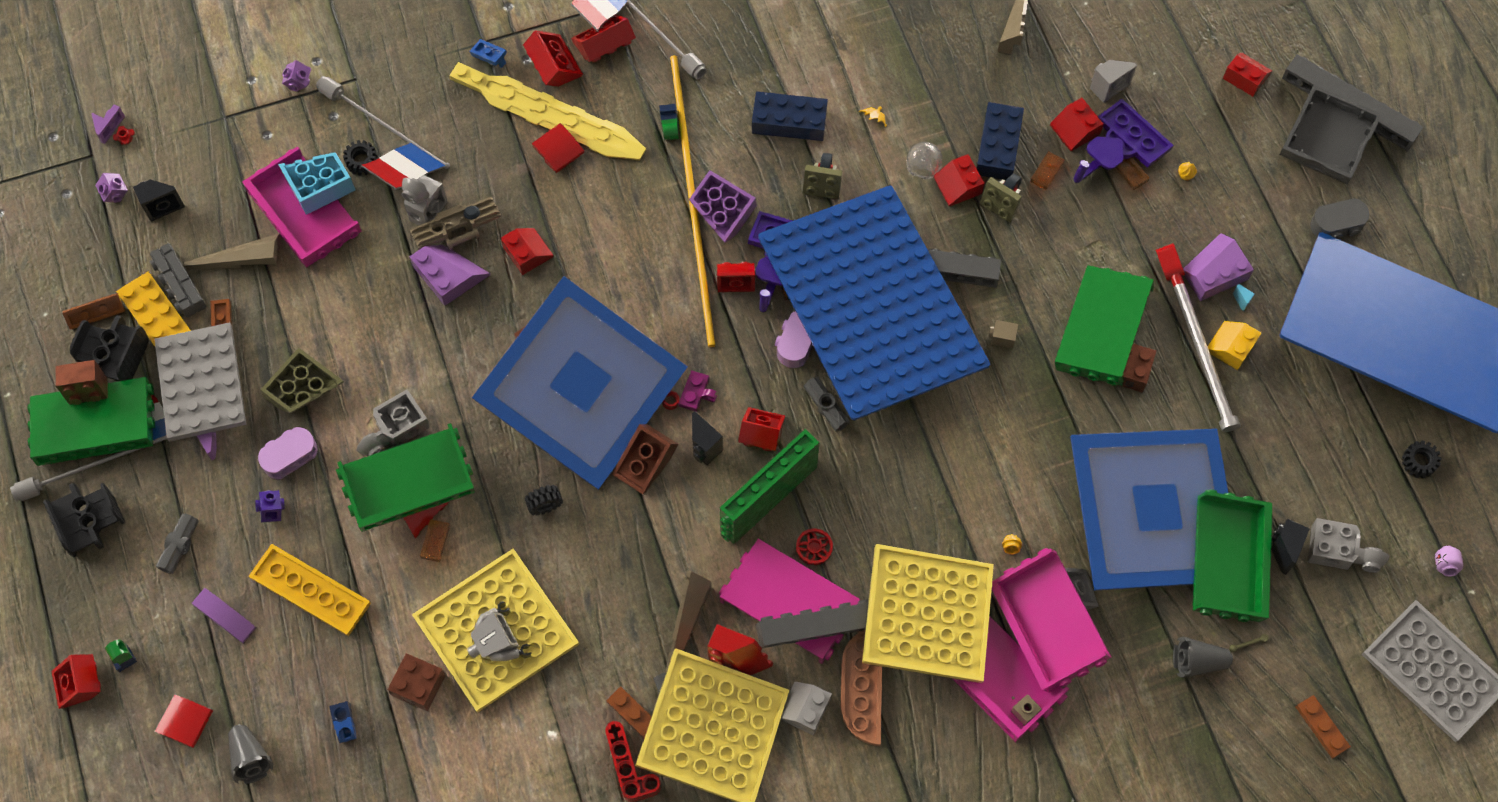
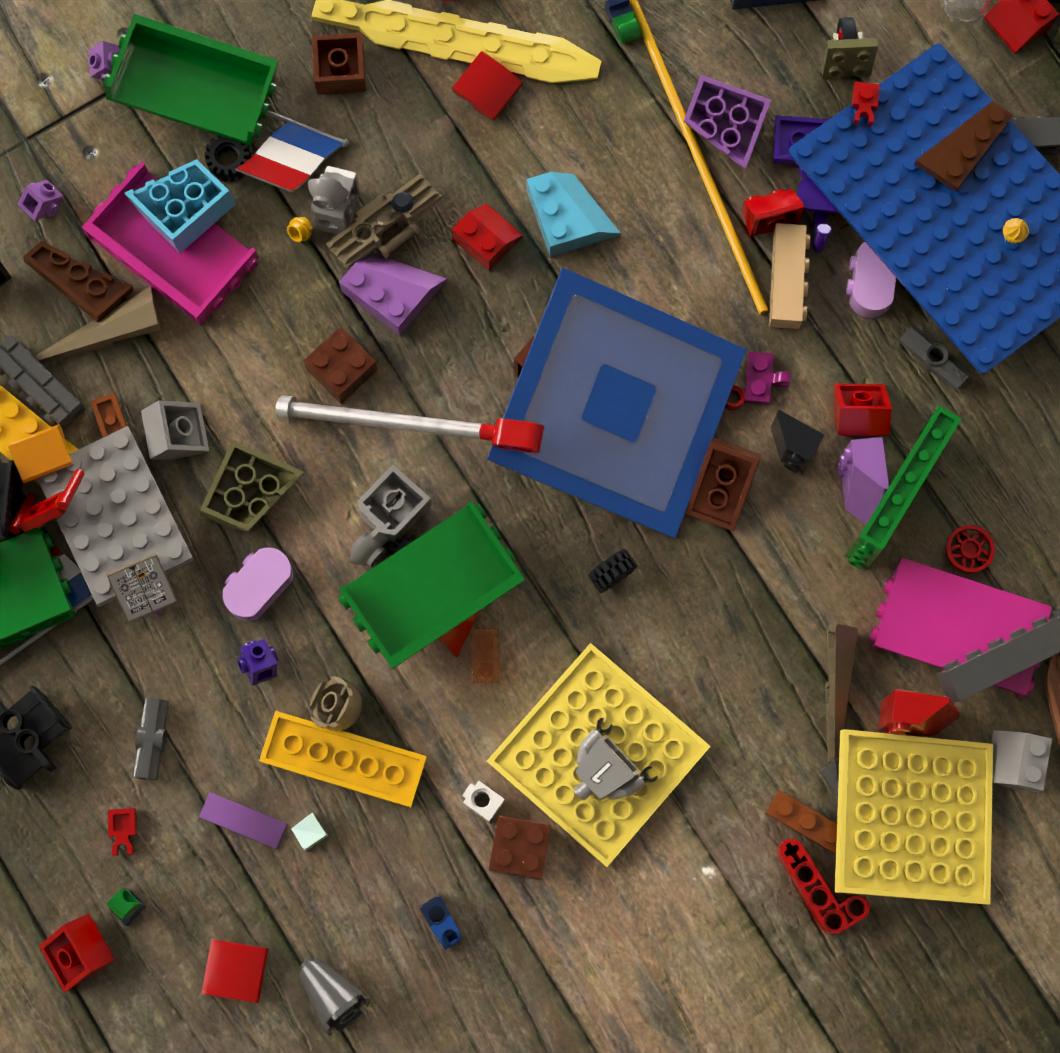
camera: 15 degrees left, 10 degrees up
(136, 600) = (122, 825): none -> red plate
(148, 364) = (53, 507): none -> red plate
(162, 326) = (40, 453): none -> light orange slope
(202, 433) = (141, 587): none -> tile
(220, 157) = (40, 200): none -> medium lavender brick
(230, 220) = (80, 283): none -> reddish brown wing
(263, 333) = (174, 430): none -> light grey slope
(269, 636) = (309, 832): none -> light aqua slope
(315, 549) = (336, 704): none -> dark tan cylinder
(349, 99) = (191, 79): none -> green panel
(394, 315) = (340, 365): none -> copper brick
(395, 216) = (299, 229): none -> yellow plate
(407, 647) = (491, 809): none -> white brick
(457, 110) = (339, 63): none -> copper brick
(487, 381) = (505, 434): none -> flat silver piece
(589, 246) = (567, 213): none -> medium azure wedge
(734, 323) = (788, 276): none -> tan brick
(744, 463) = (863, 476): none -> medium lavender wedge
(822, 211) = (865, 99): none -> red plate
(884, 260) = (962, 149): none -> reddish brown wing
(904, 324) = (1015, 230): none -> yellow plate

